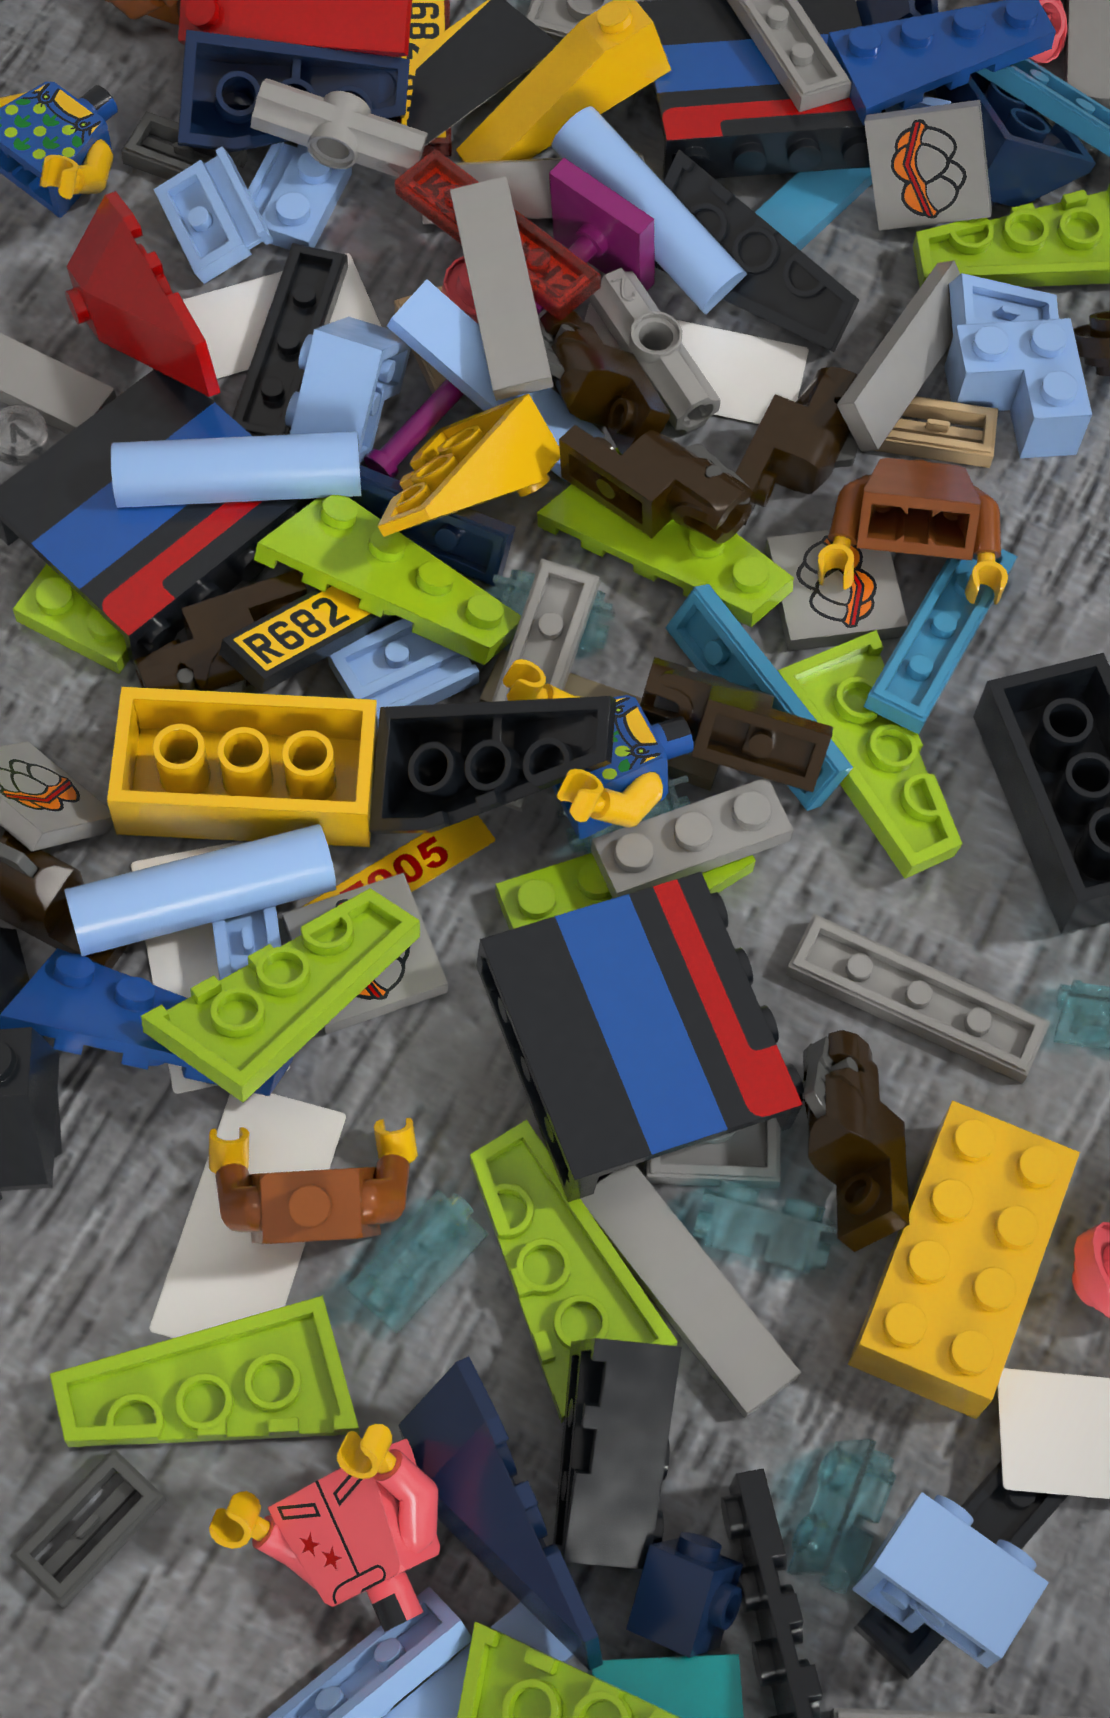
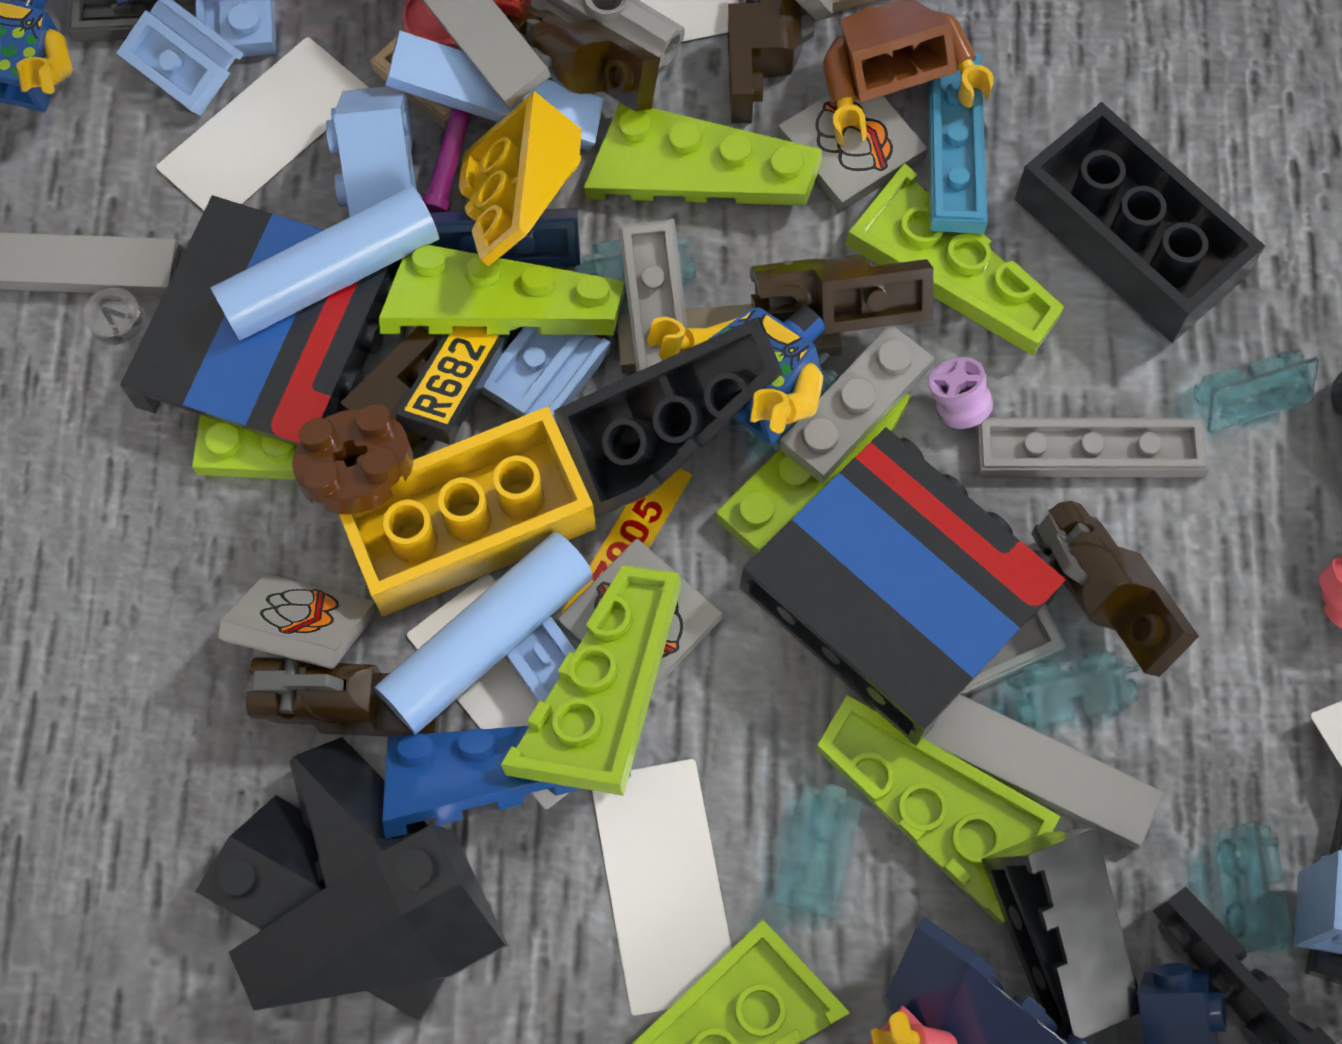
camera: 20 degrees left, 5 degrees up
(130, 302) = (158, 158): red wedge -> none
(188, 658) = (331, 440): none -> reddish brown plate
(300, 305) = (301, 133): black tile -> none
(313, 1202) = (715, 849): dark orange torso -> none
(657, 483) = (676, 119): dark brown plate -> none
(723, 648) = (798, 234): dark azure tile -> none
(806, 880) = (961, 393): none -> lavender wheel
(965, 1260) = (1254, 670): yellow brick -> none

